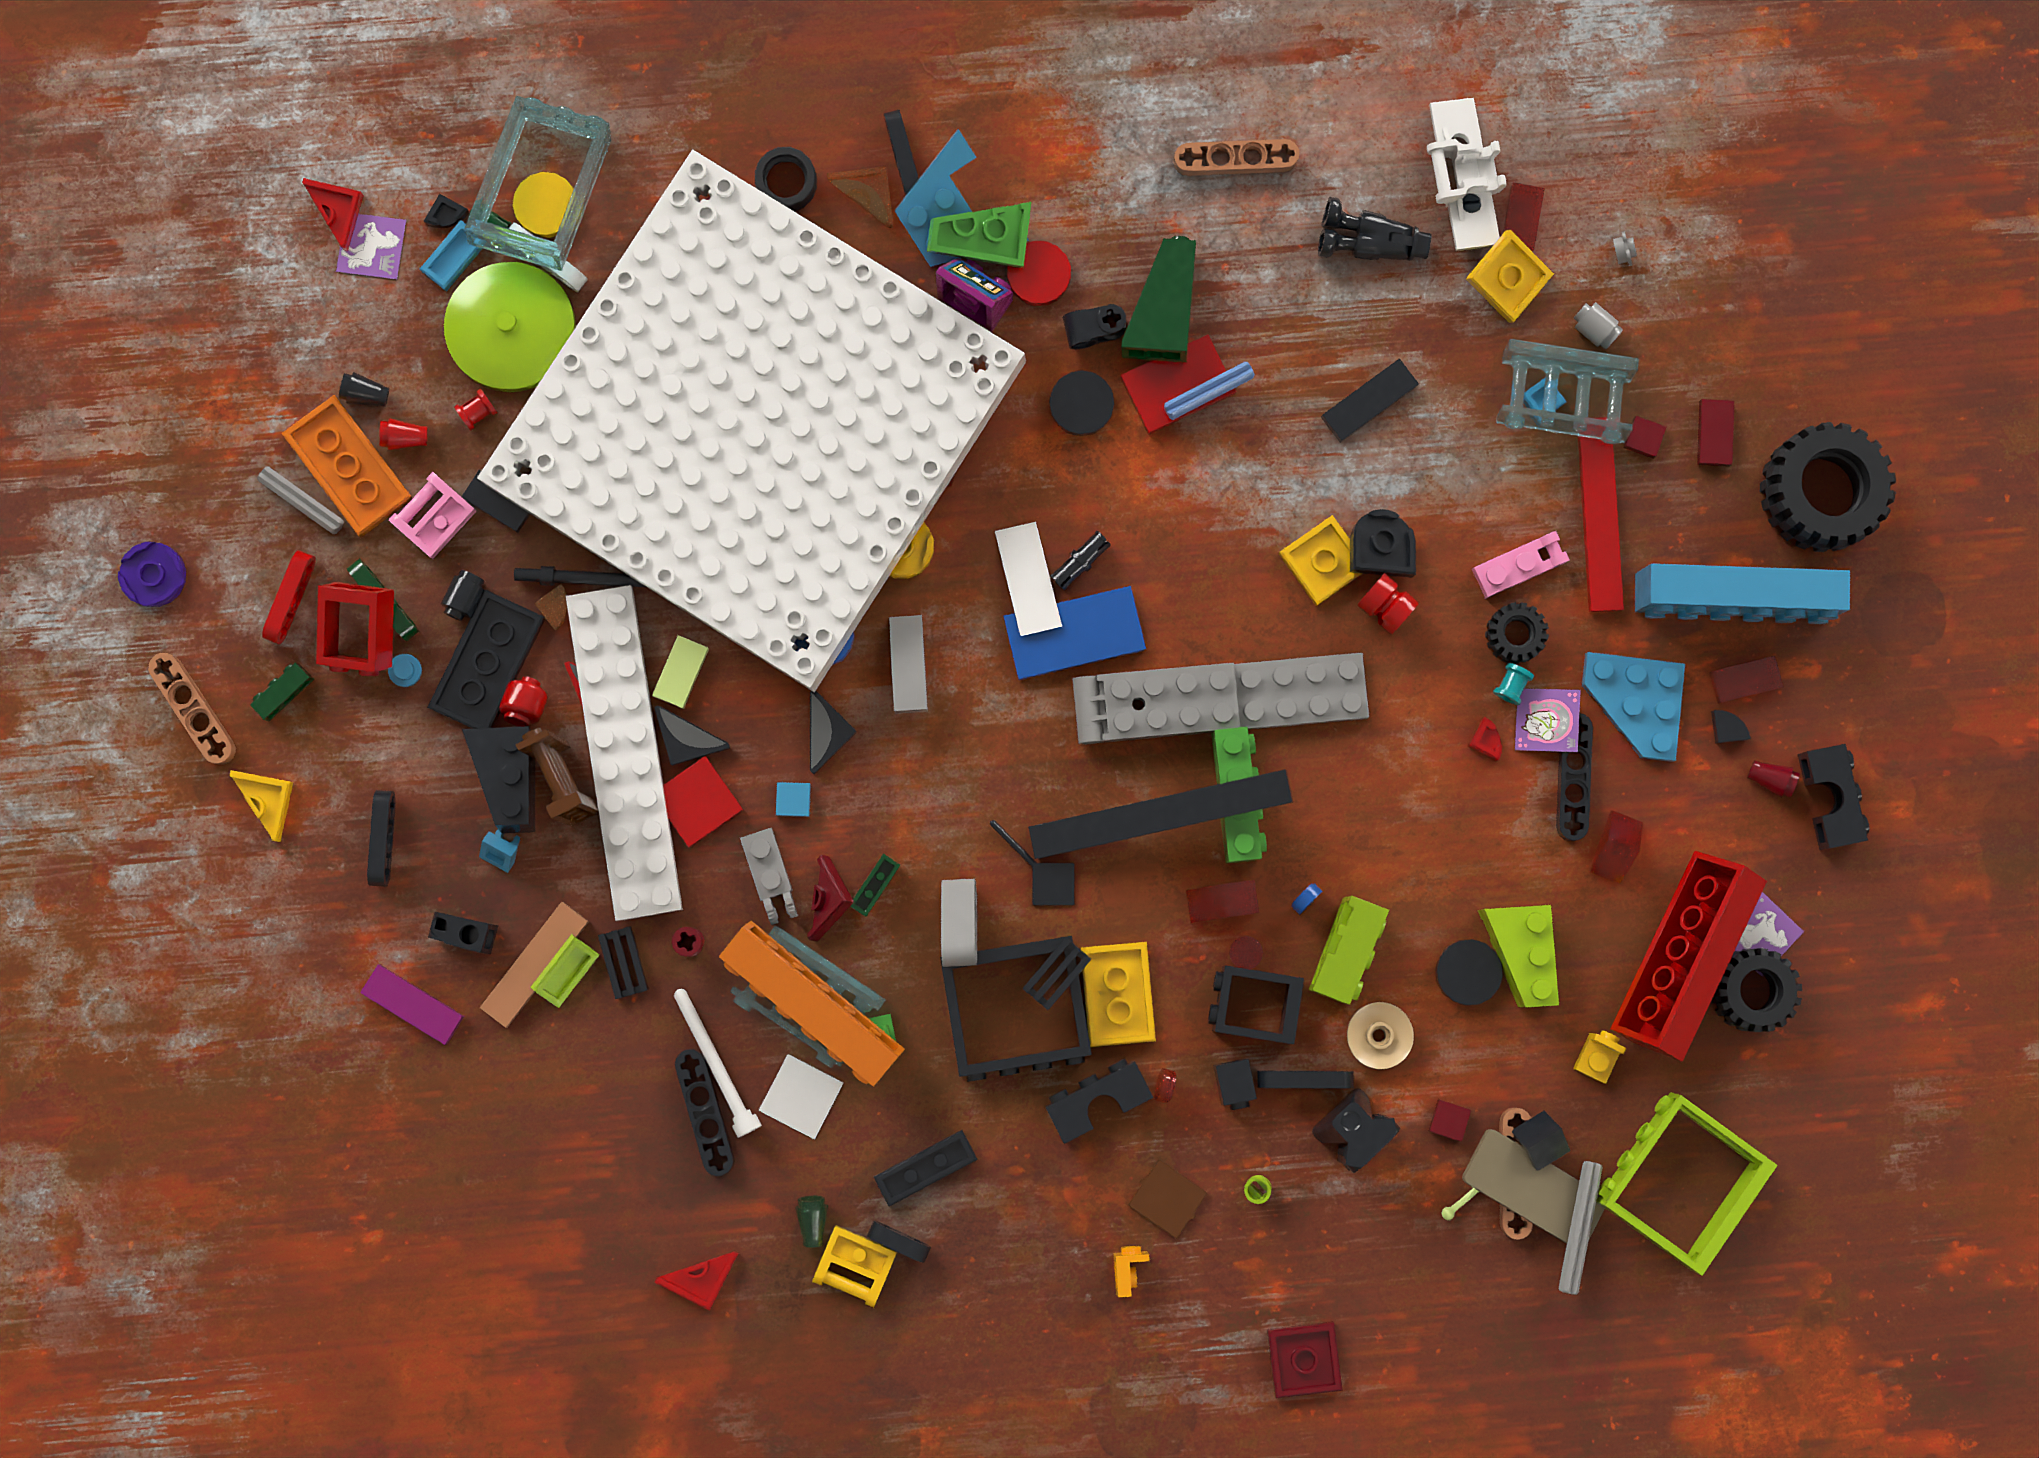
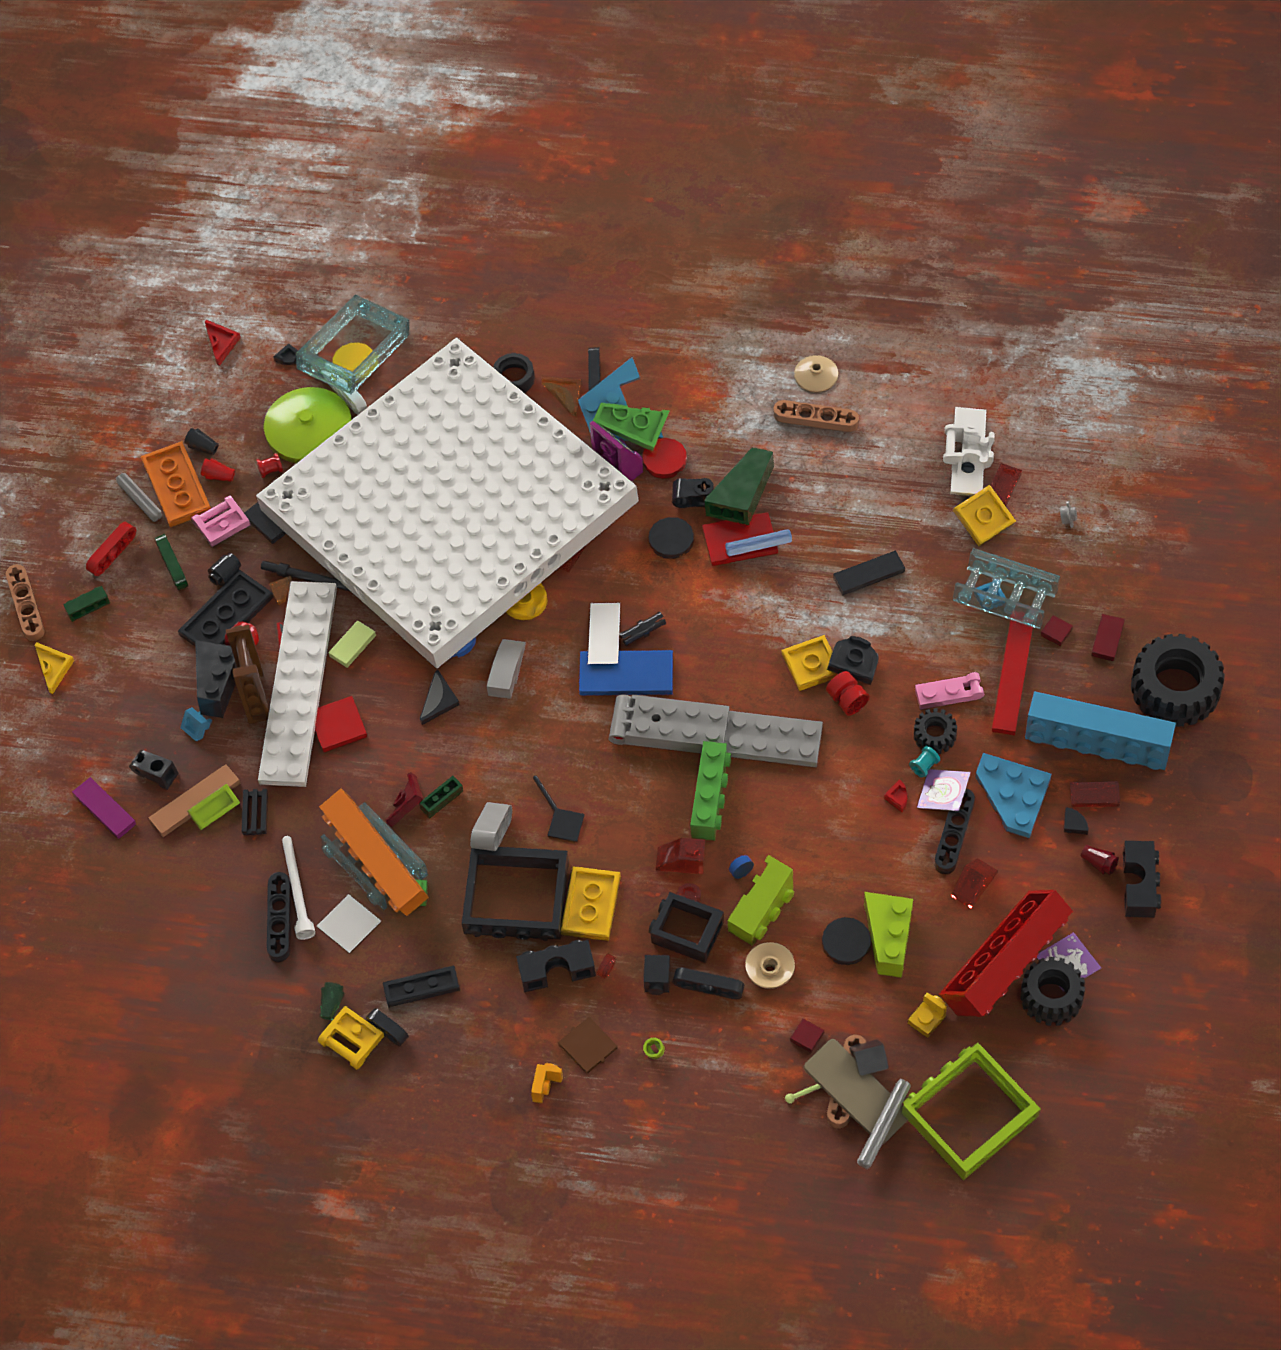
camera: 25 degrees right, 25 degrees down
(152, 574) = (28, 521): dark purple tile -> none
(374, 247) = (236, 367): sticker -> none
(380, 627) = (162, 573): red window -> none
(381, 838) = (119, 701): black beam -> none
(405, 670) = (170, 607): dark azure plate -> none
(450, 258) = (284, 380): dark azure tile -> none
(685, 740) = (343, 685): tile -> none
(697, 945) = (302, 798): dark red bush -> none
(700, 1281) = (240, 1025): red tile -> none
(768, 871) = (372, 775): light grey hinge -> none
(793, 799) = (402, 735): dark azure tile -> none
(1075, 951) = (546, 867): black tile -> none
(1161, 814) = (651, 786): black tile -> none
(1214, 97) = (814, 380): none -> tan dish
(1304, 1359) = (657, 1175): dark red tile -> none
(1356, 1130) = (734, 1020): black piece -> none
(1375, 237) = (896, 475): black piece -> none
(1597, 325) = (1038, 555): light grey brick -> none

